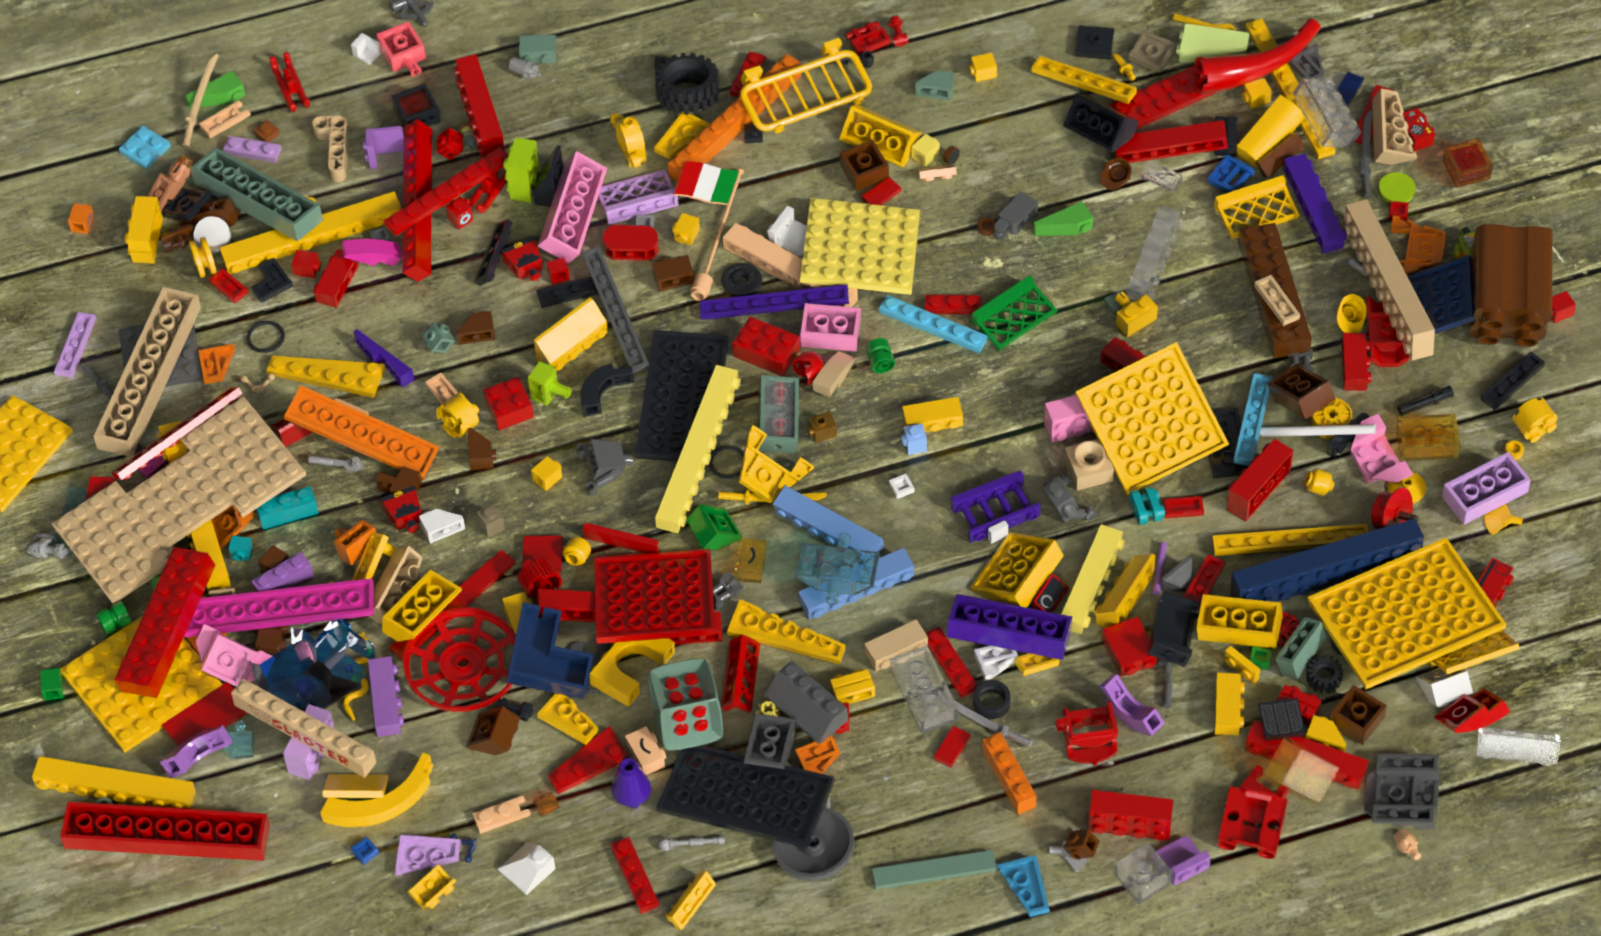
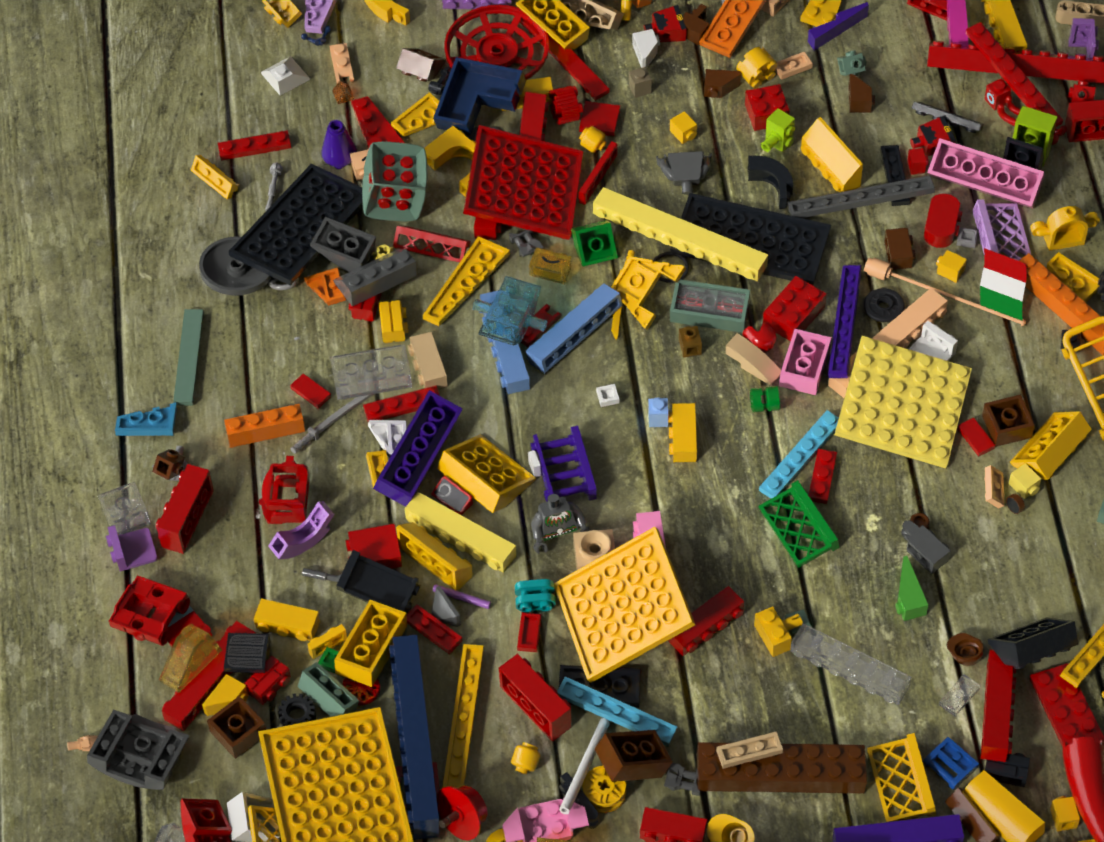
camera: 100 degrees right, 0 degrees up
(991, 712) = (346, 416): black tyre -> none

